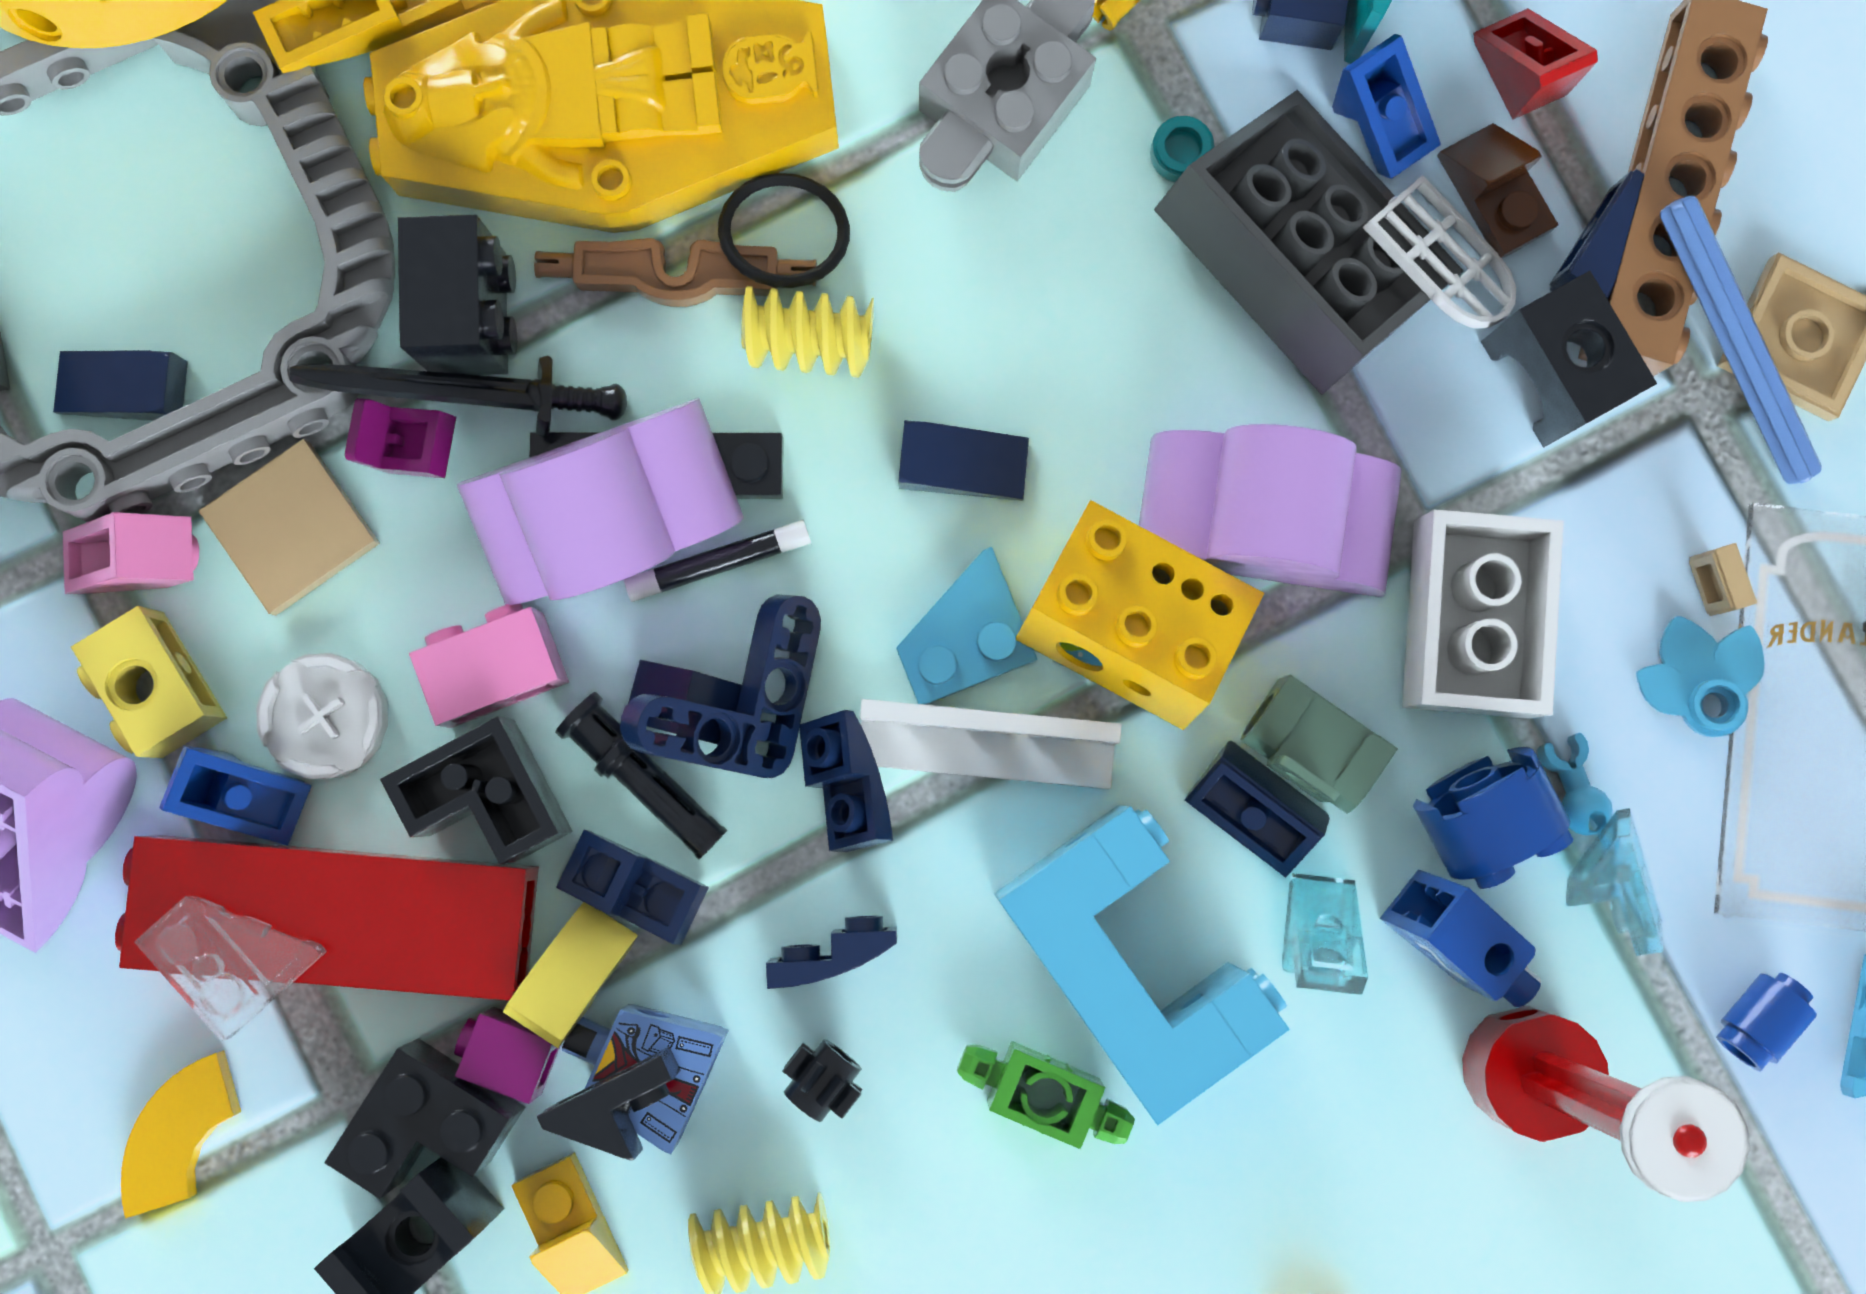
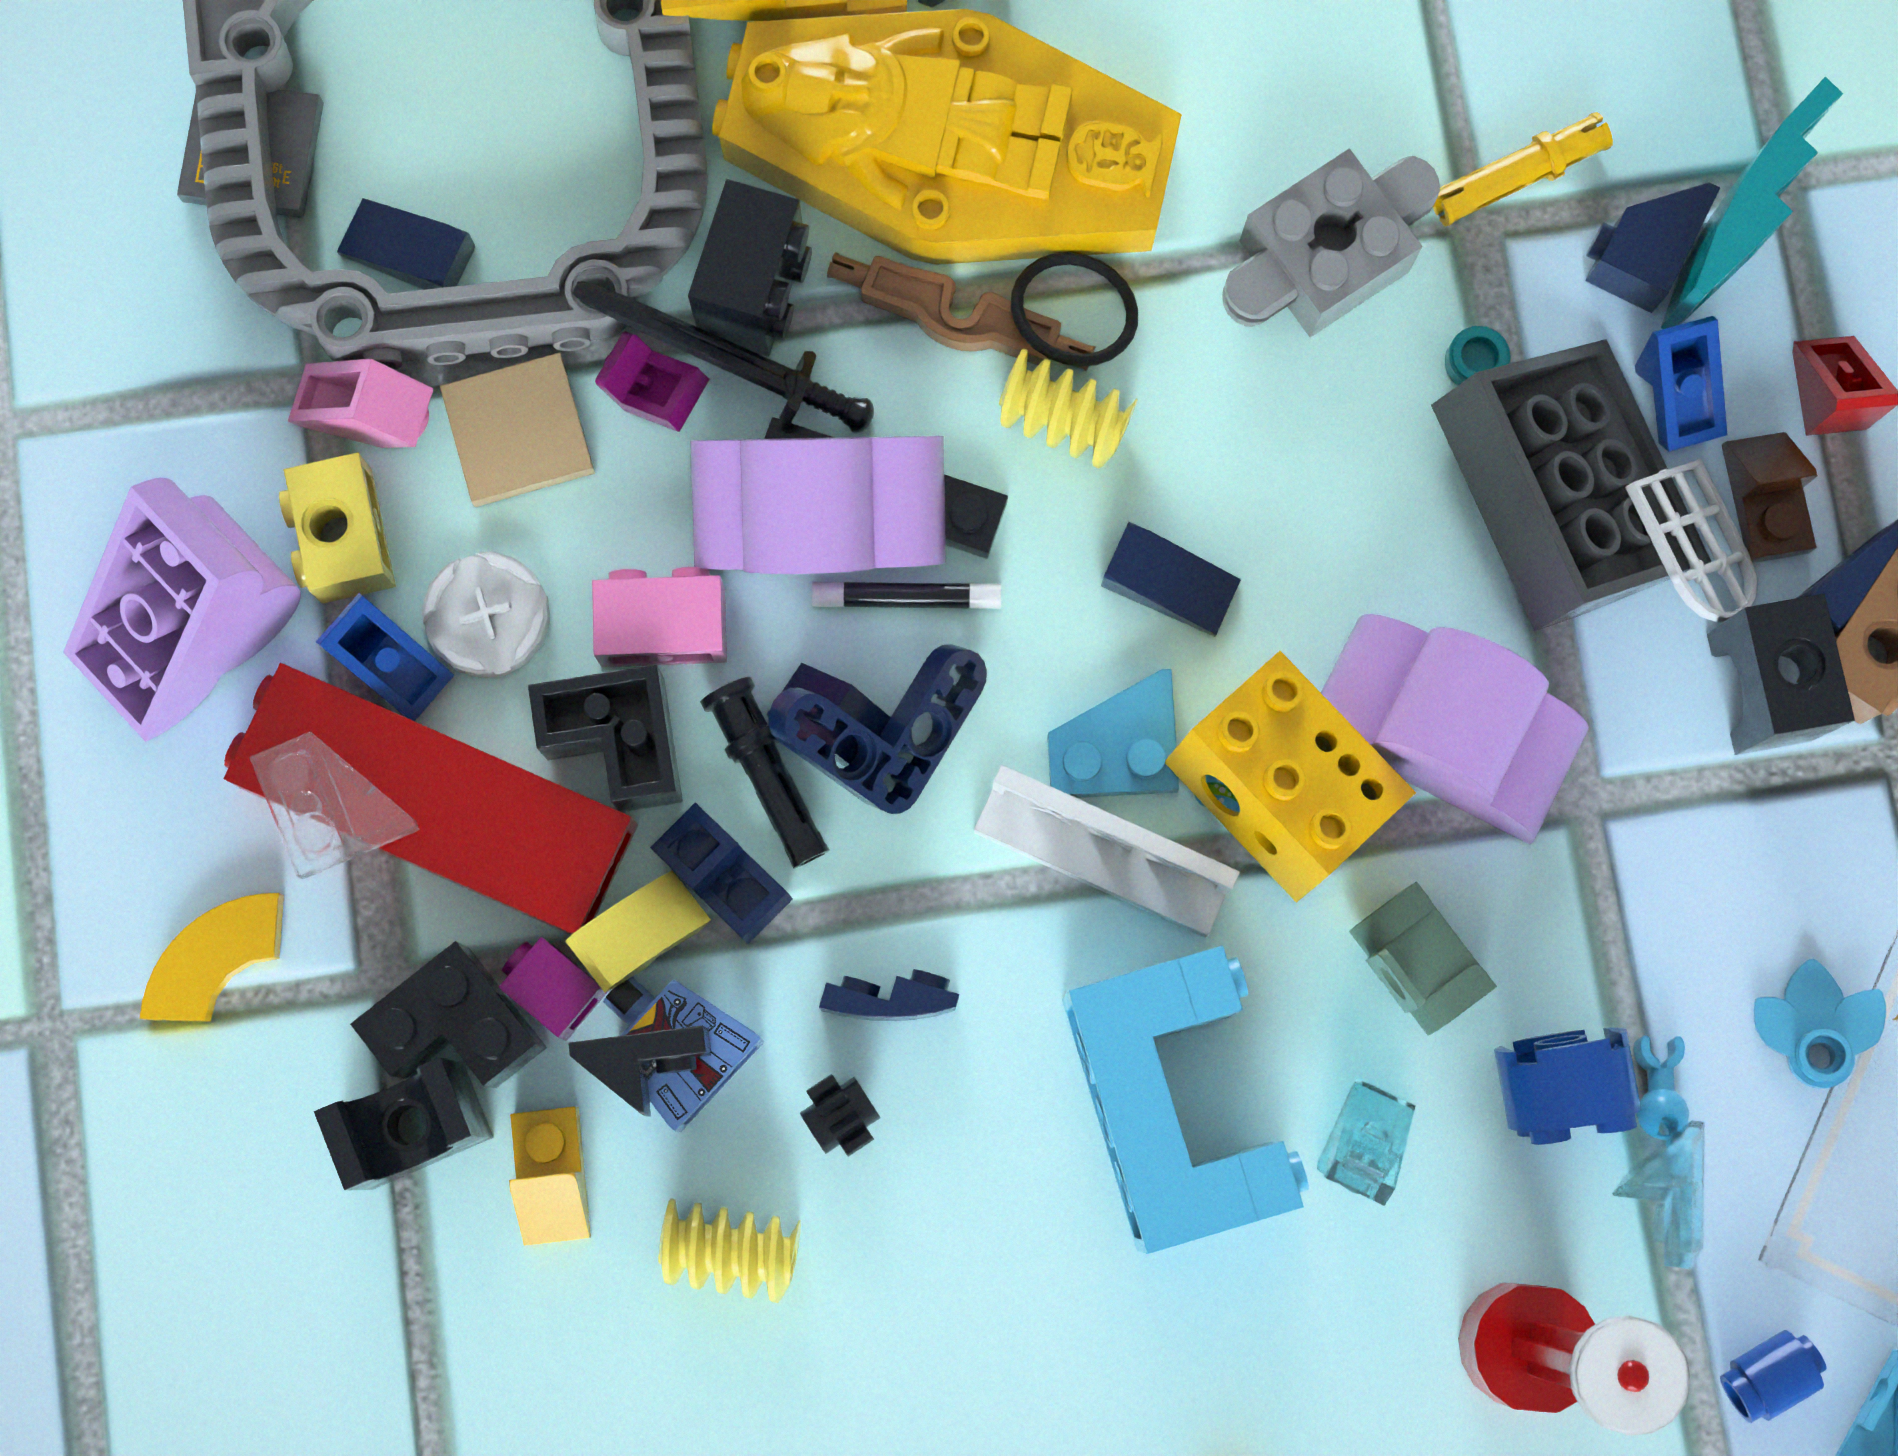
camera: 20 degrees right, 5 degrees down
(844, 766) = (960, 825): dark blue slope -> none
(1107, 1120) = (1100, 1249): bright green piece -> none
(1258, 808) = (1344, 1004): dark blue slope -> none
(1464, 938) = (1503, 1192): blue torso -> none
(1483, 614) = (1621, 889): white brick -> none
(1722, 580) = (1866, 936): tan tile -> none

